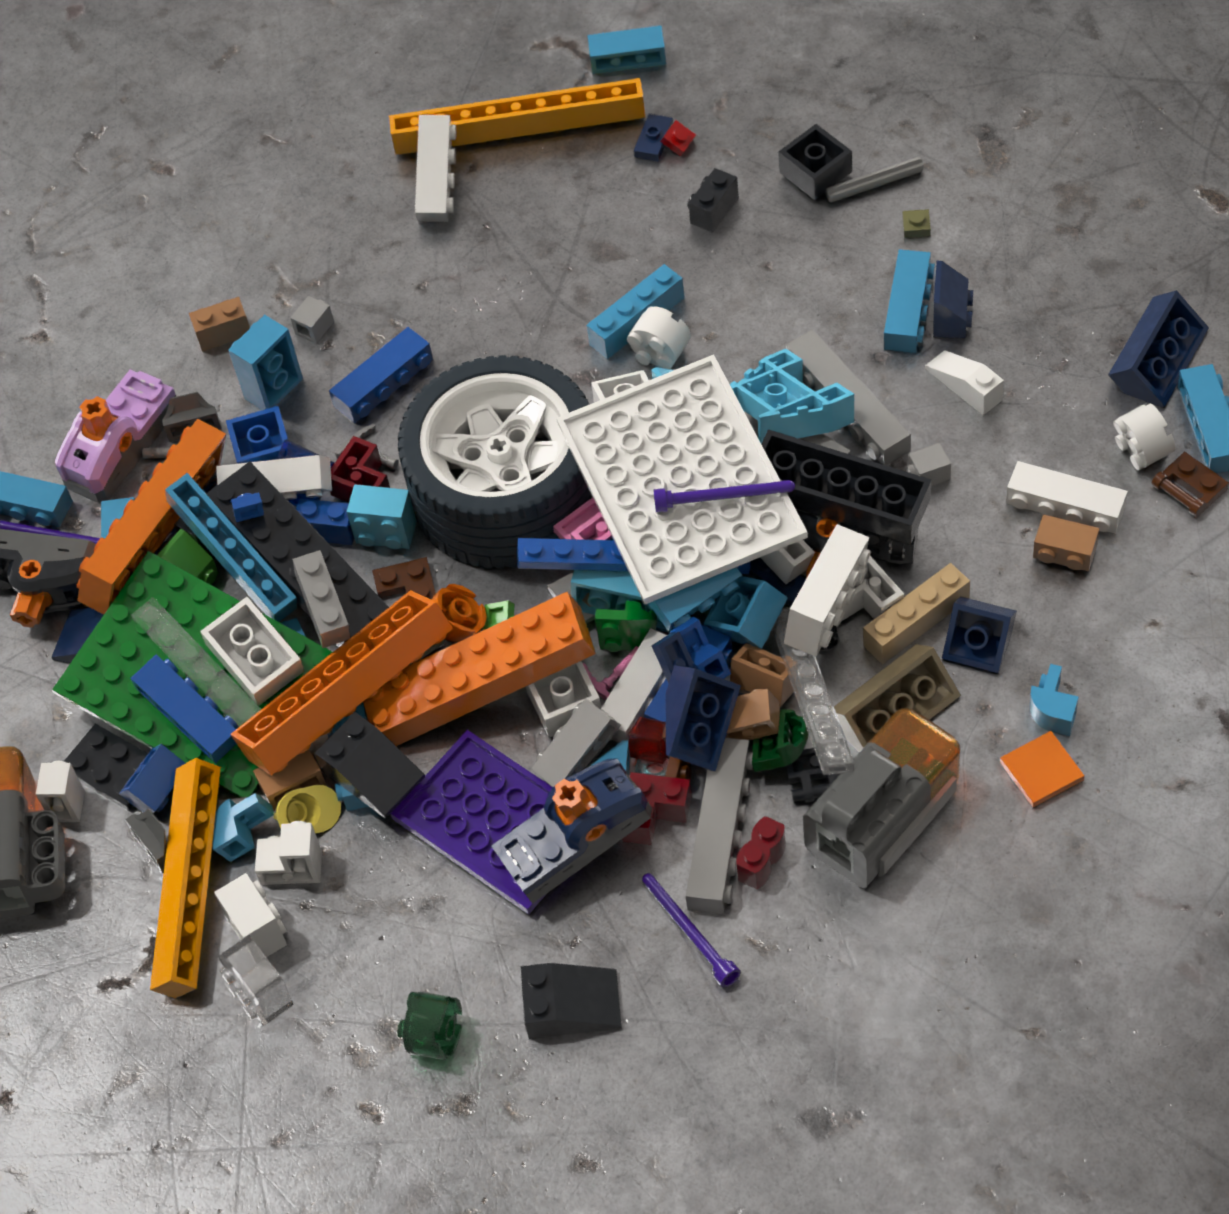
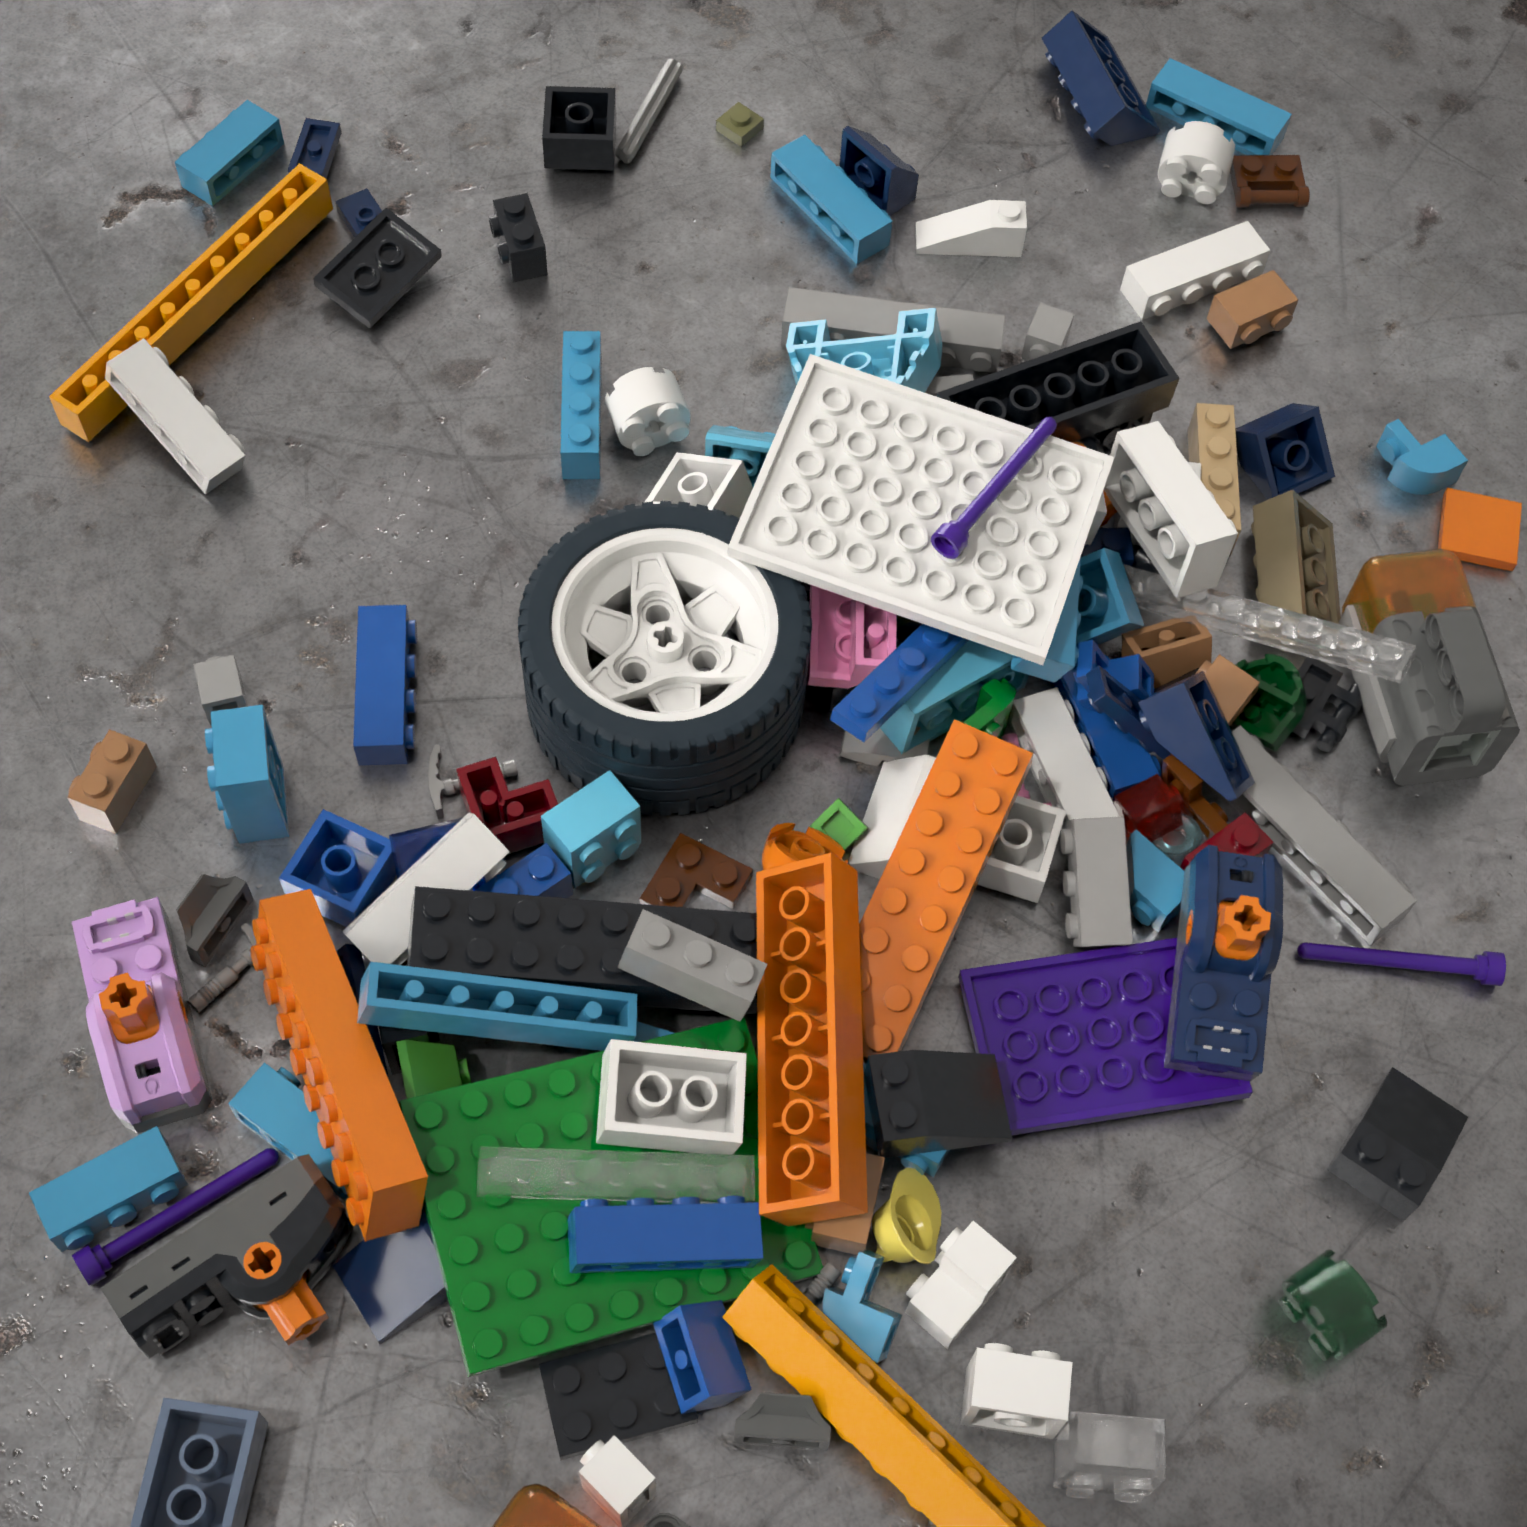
camera: 60 degrees left, 5 degrees up
(247, 506) = (489, 936): blue plate -> none
(623, 164) = (377, 267): none -> black plate
(670, 78) = (316, 146): none -> dark blue plate
(678, 138) = (401, 202): red plate -> none
(761, 852) = (1373, 818): dark red brick -> none

